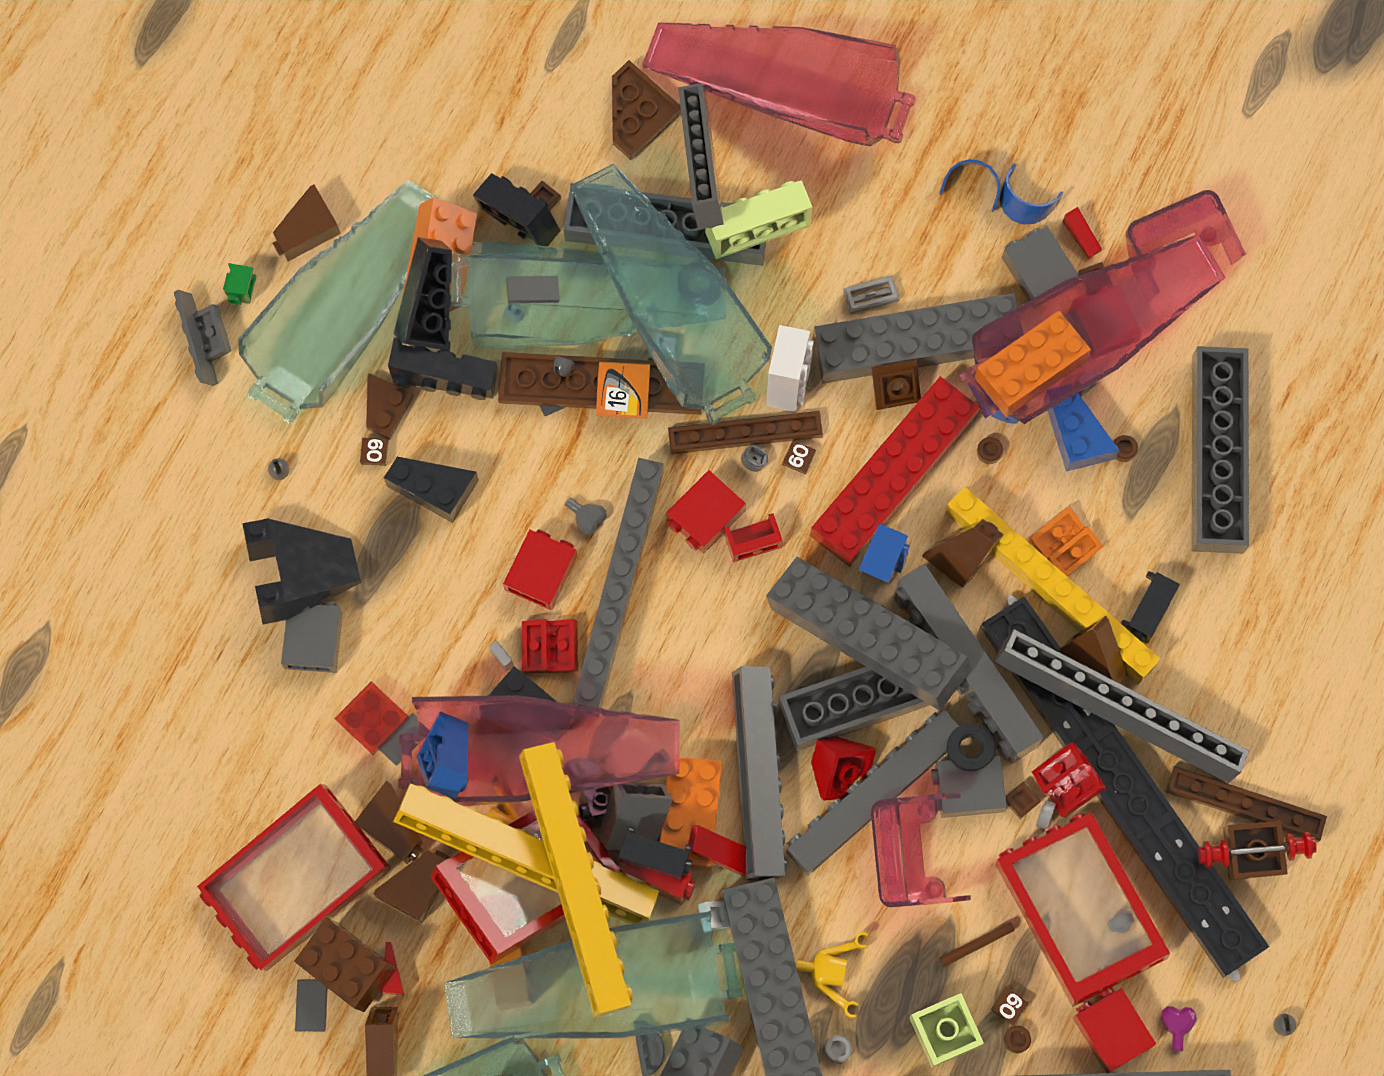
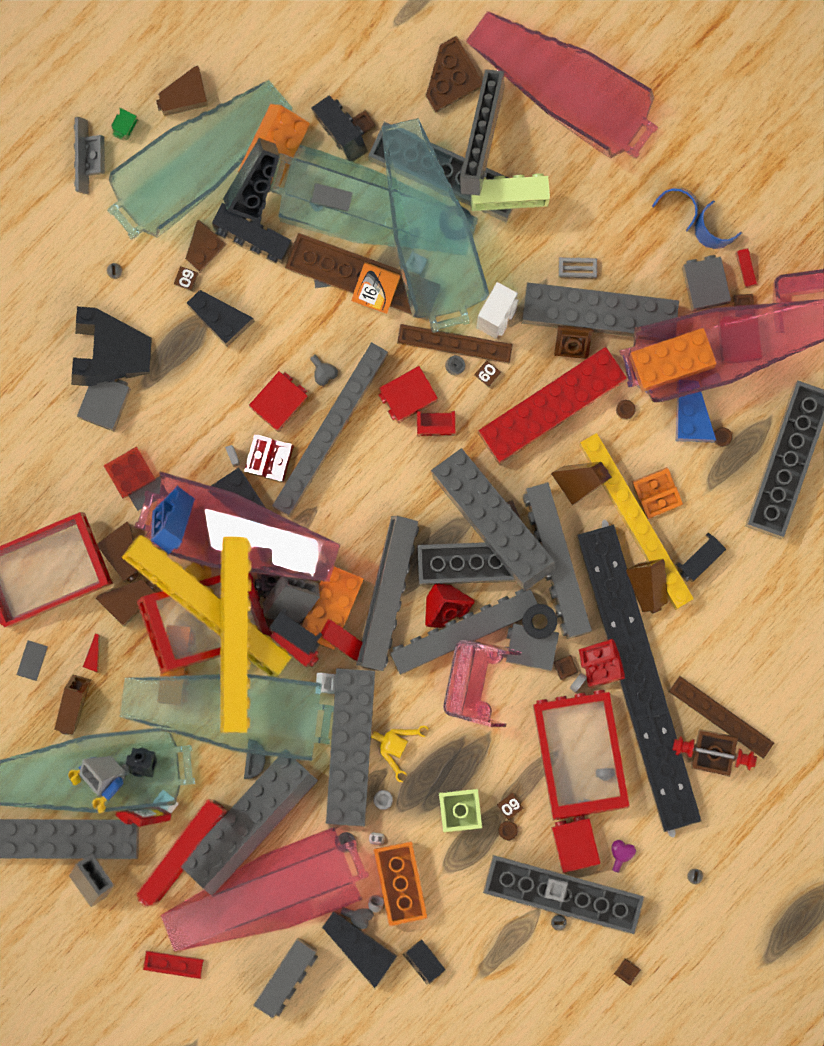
camera: 15 degrees right, 10 degrees up
(345, 964) = (62, 641): reddish brown brick -> none
(563, 366) = (337, 257): dark grey hinge -> none
(885, 554) = (521, 469): blue wedge -> none
(976, 944) = (501, 757): reddish brown bar -> none
(1121, 706) = (654, 624): dark grey brick -> none

